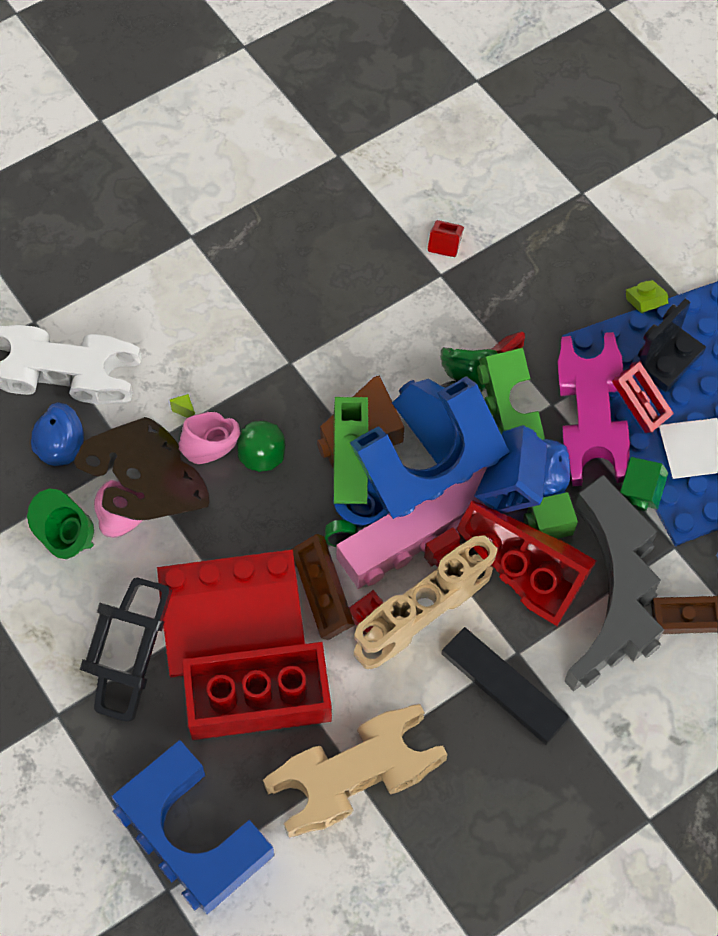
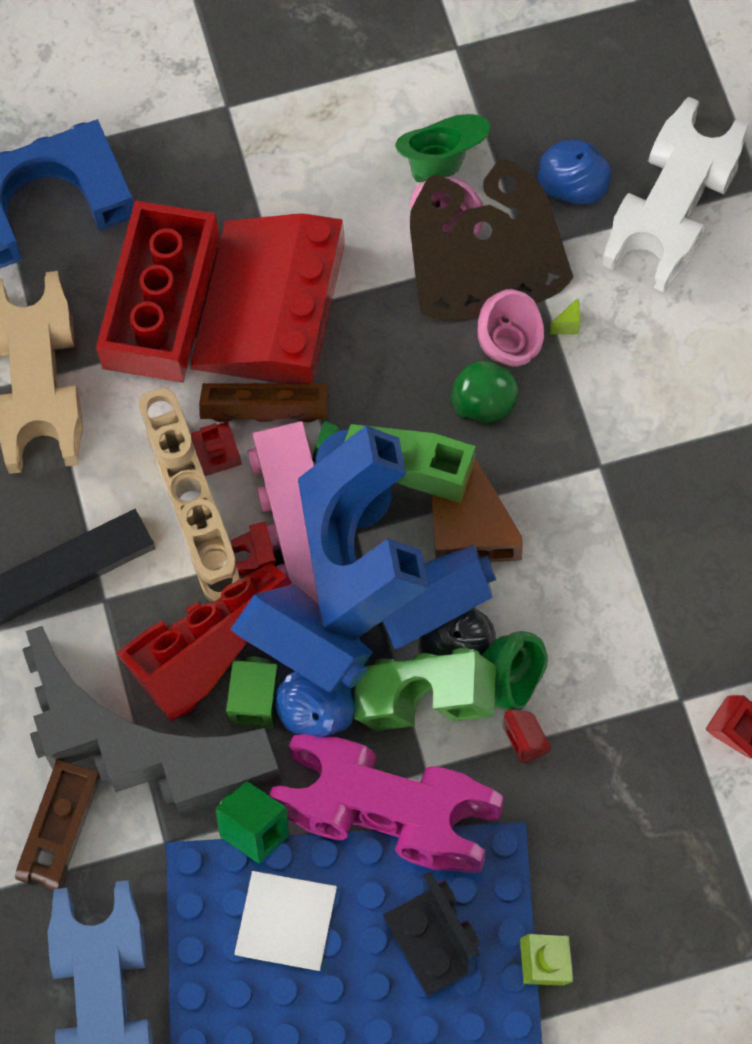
camera: 115 degrees right, 5 degrees up
(137, 677) = (239, 154): black bar -> none
(638, 400) = (401, 848): tile -> none

